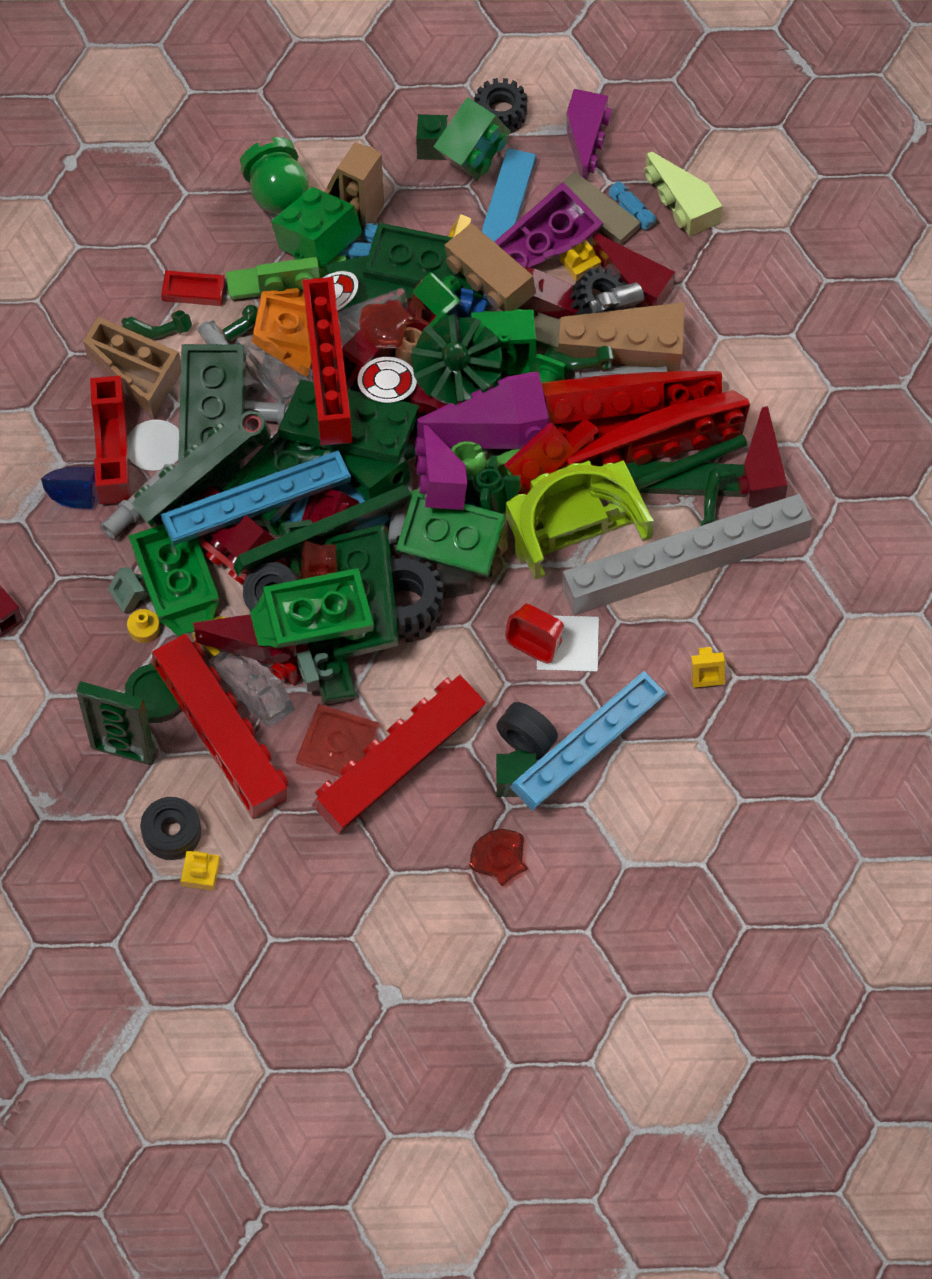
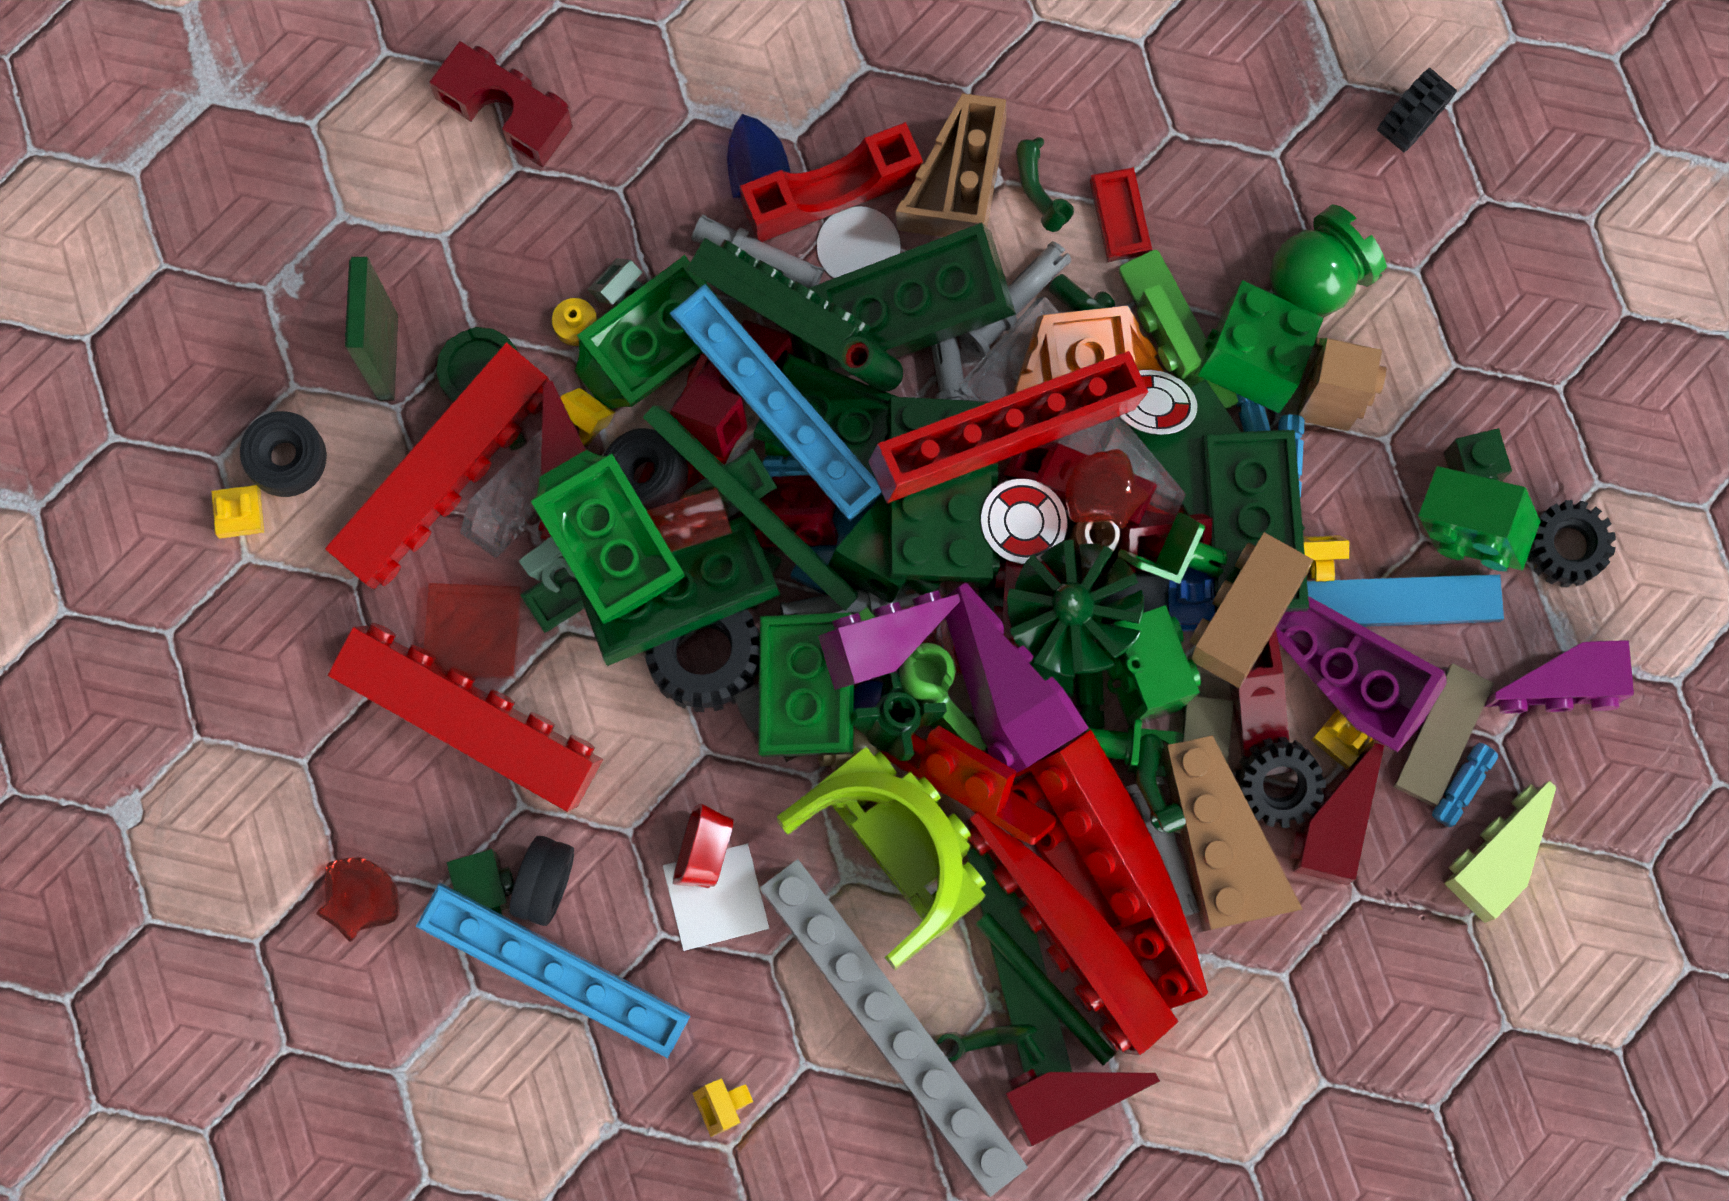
camera: 70 degrees right, 15 degrees up
(192, 100) = (1416, 110): none -> black tyre
(618, 298) = (1275, 810): flat silver bar -> none

